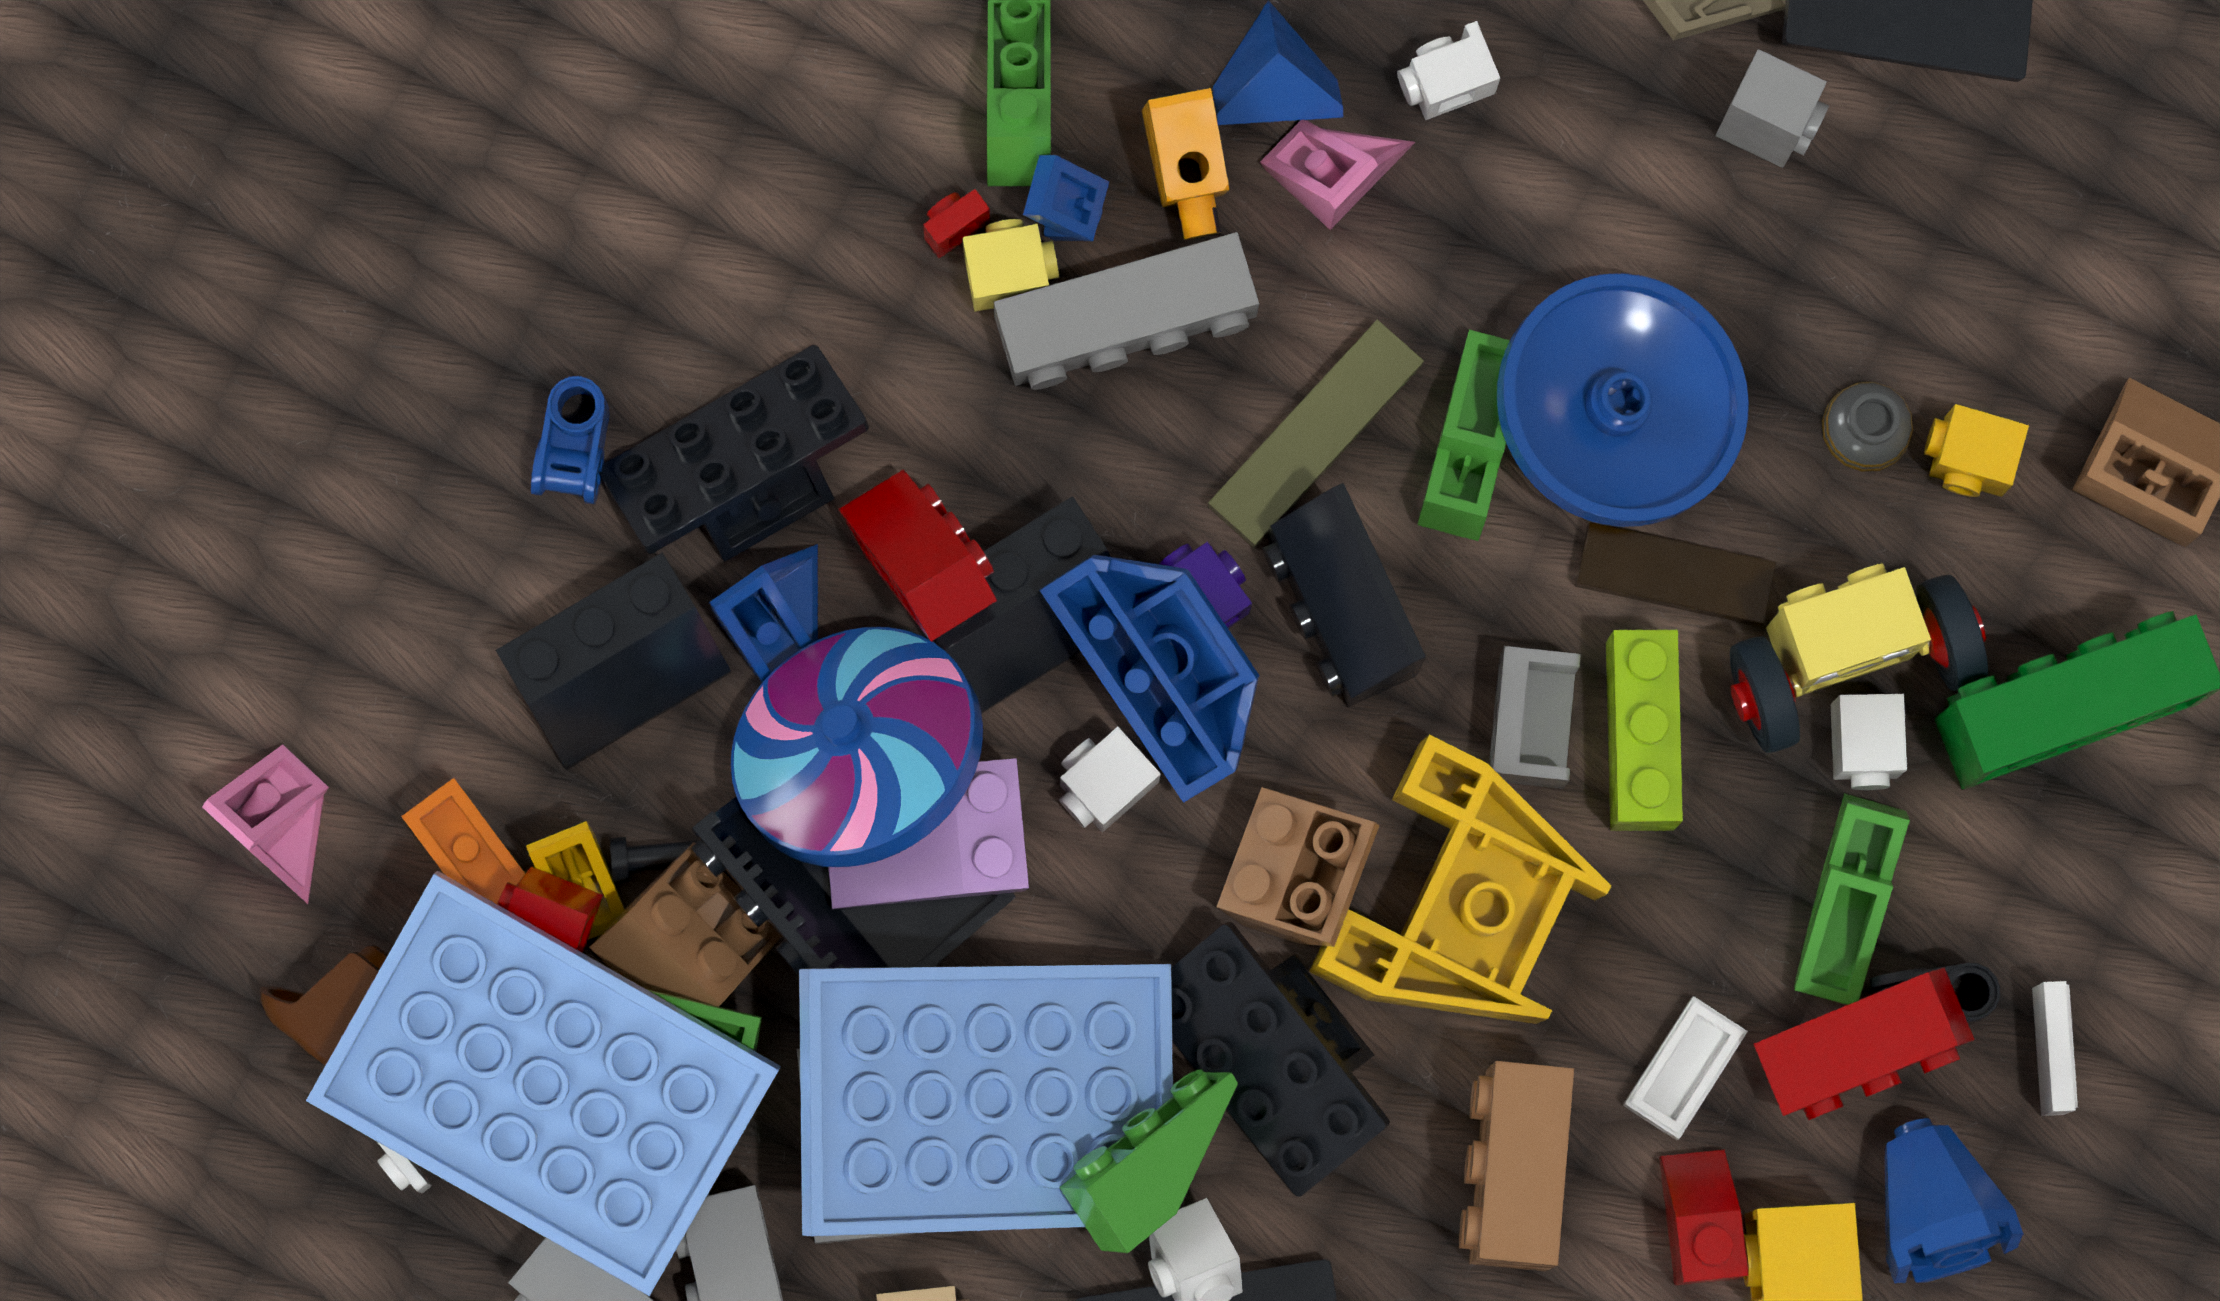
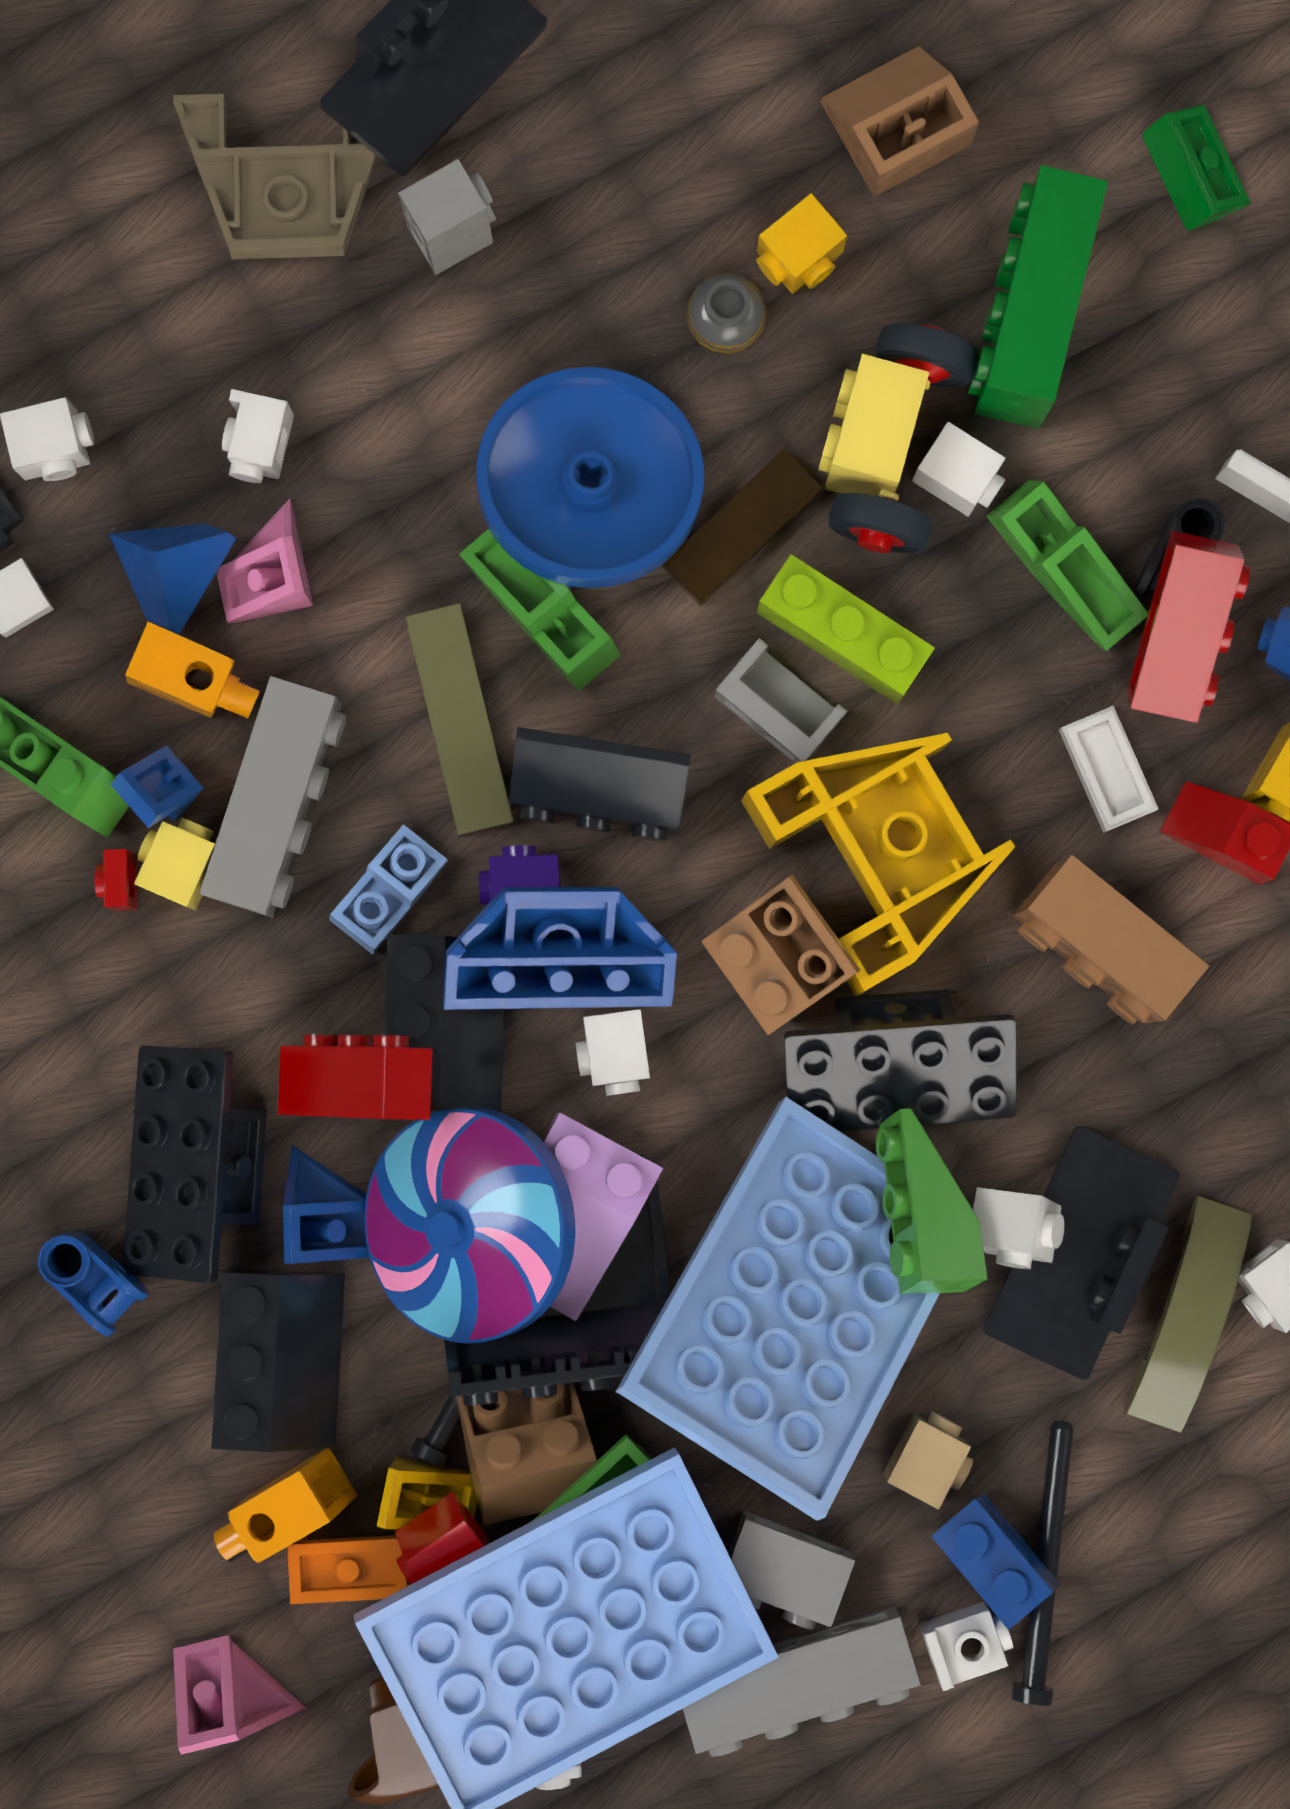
camera: 50 degrees left, 5 degrees up
(483, 757) = (286, 1509): none -> light orange torso
(1114, 473) = (388, 889): none -> light blue slope

